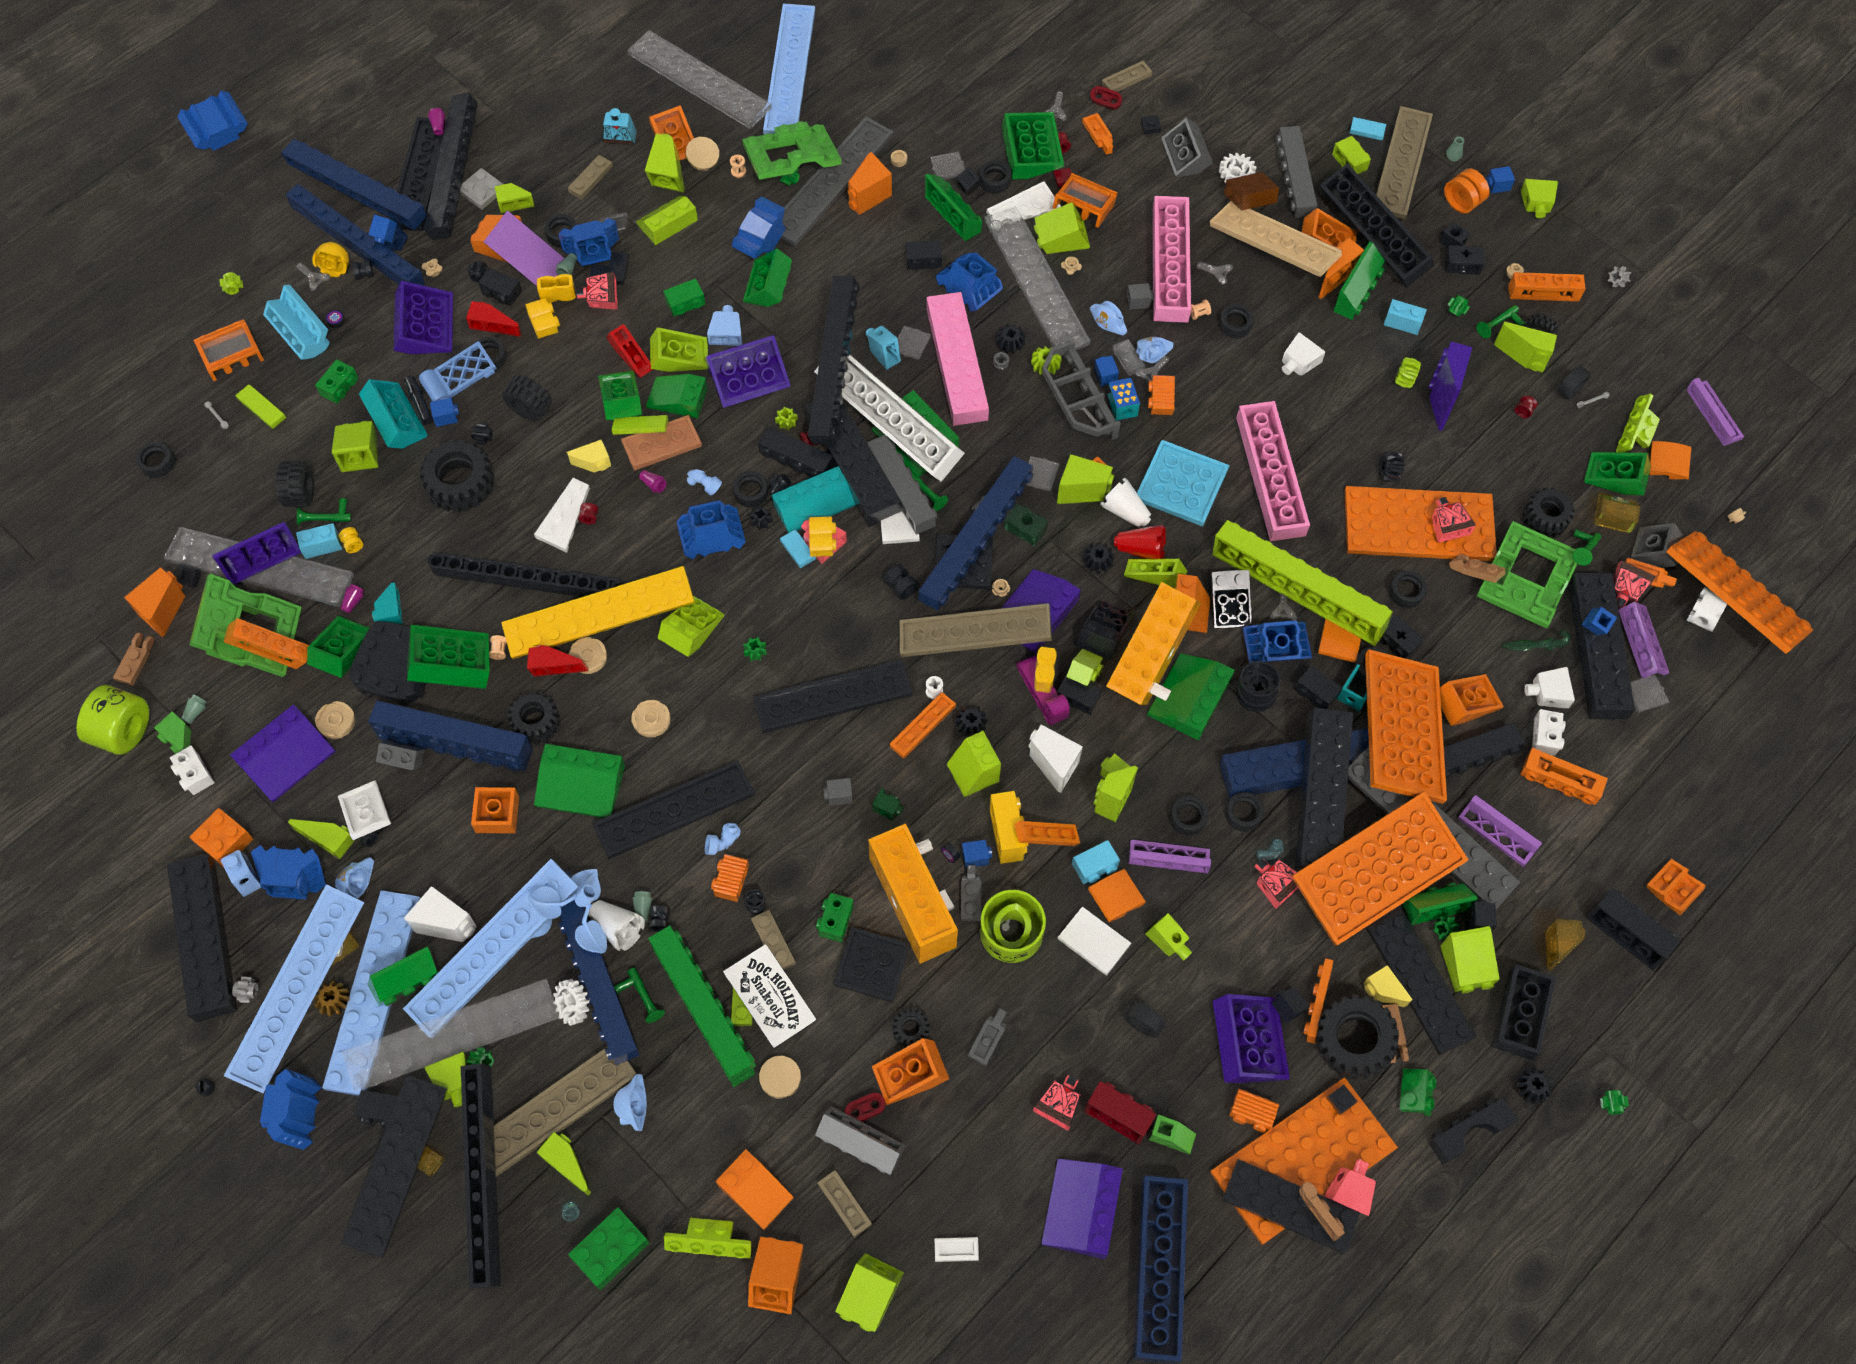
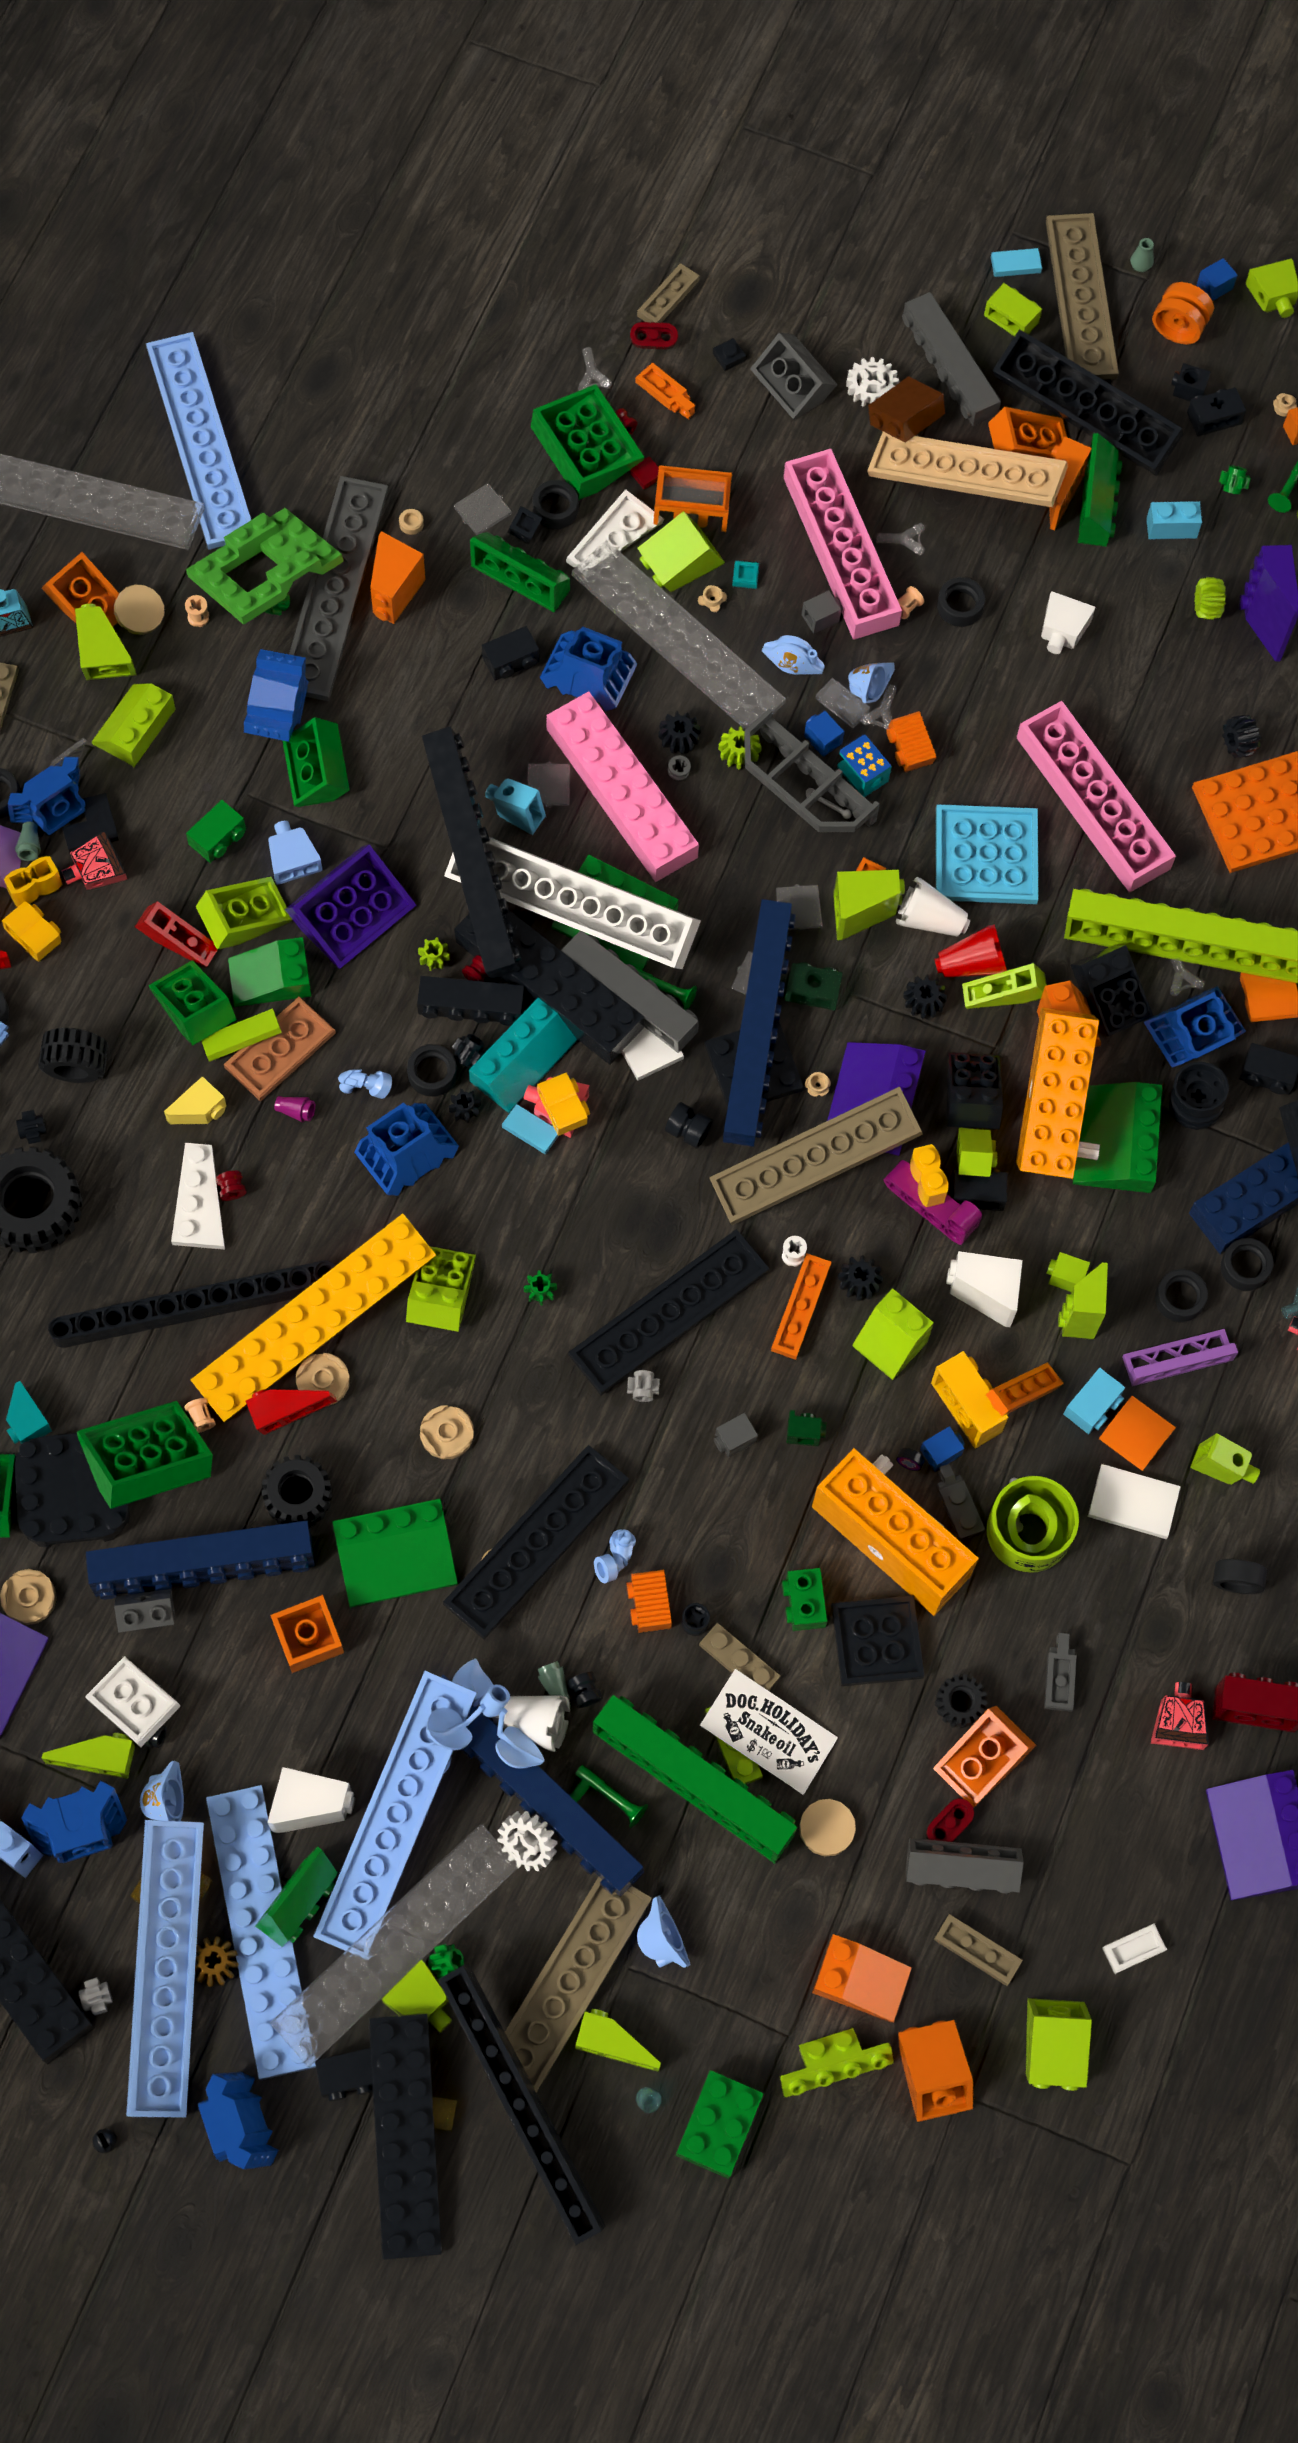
camera: 25 degrees left, 5 degrees up
(792, 736) = (643, 1386): none -> light grey gear
(1100, 258) = (745, 574): none -> teal tile

